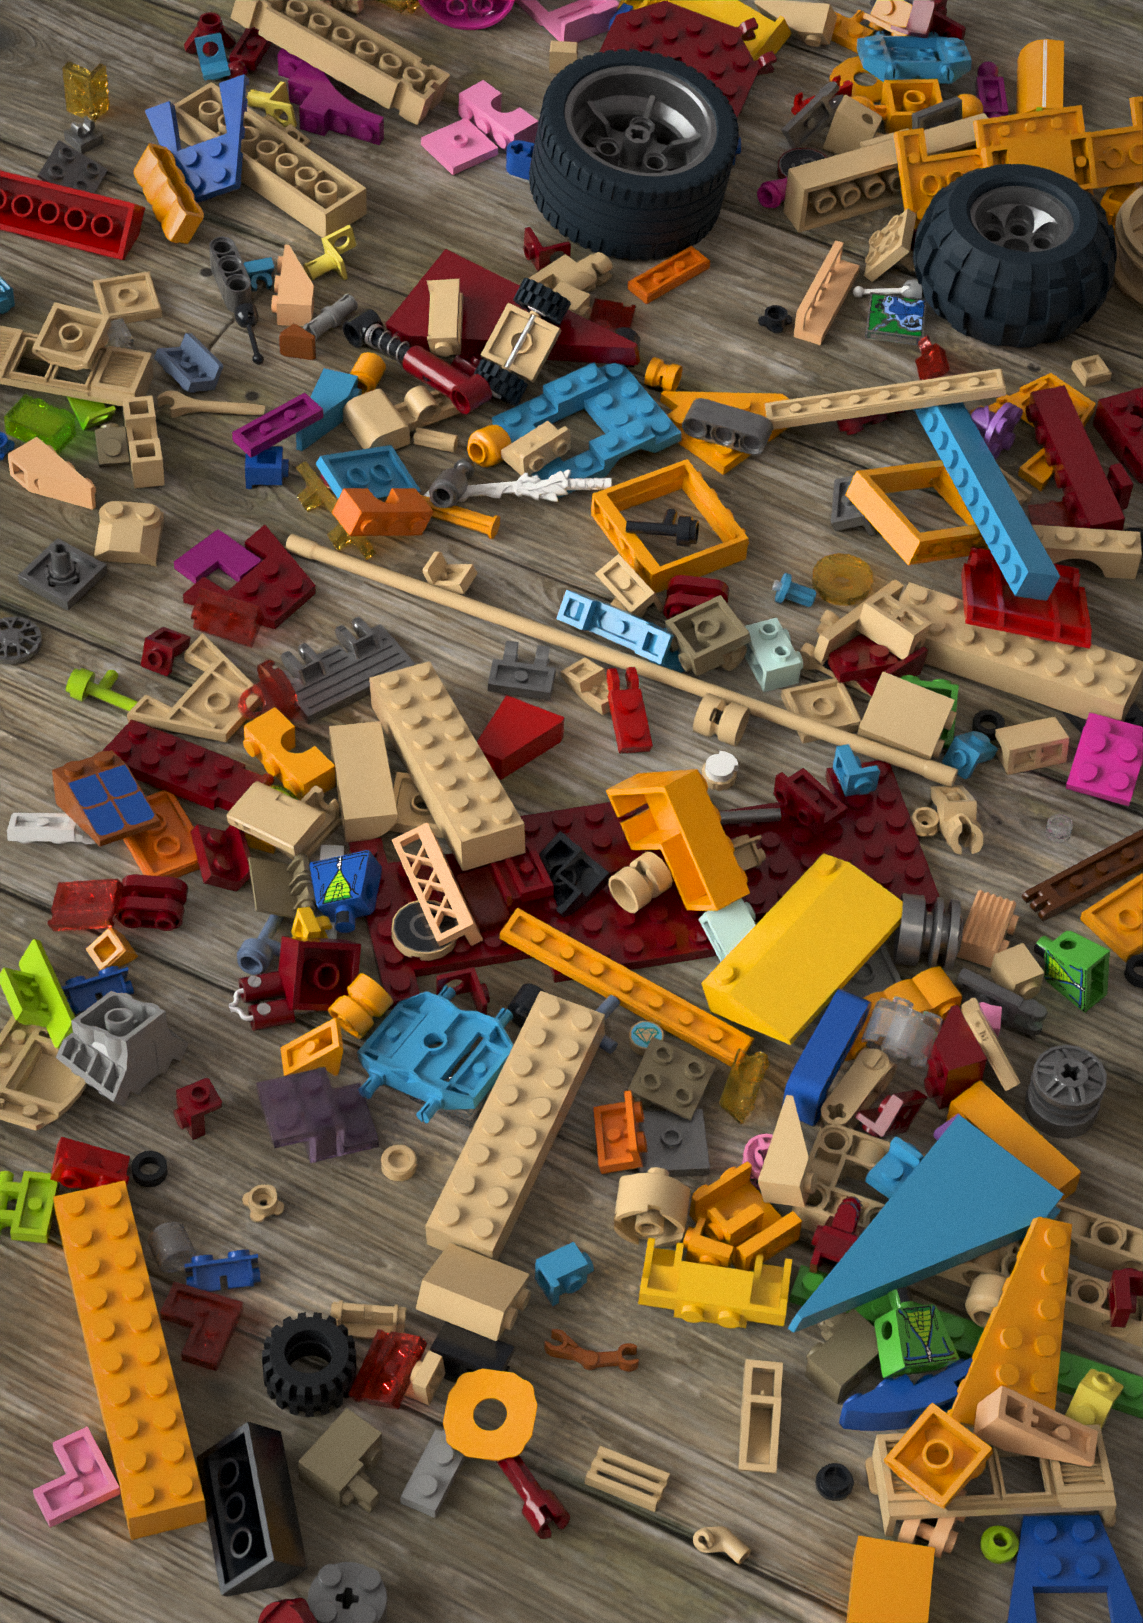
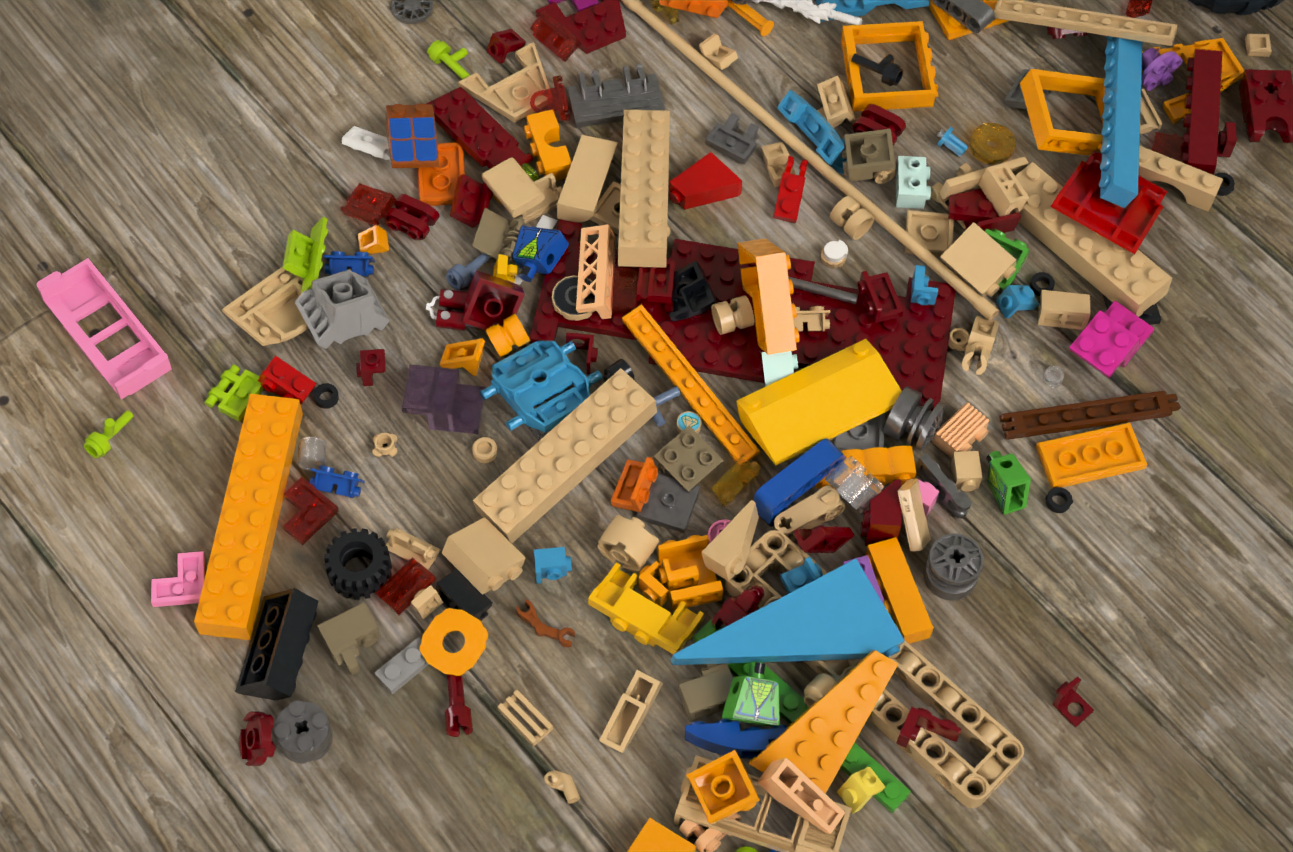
camera: 25 degrees right, 10 degrees up
(834, 1482) = (658, 774): black plate -> none

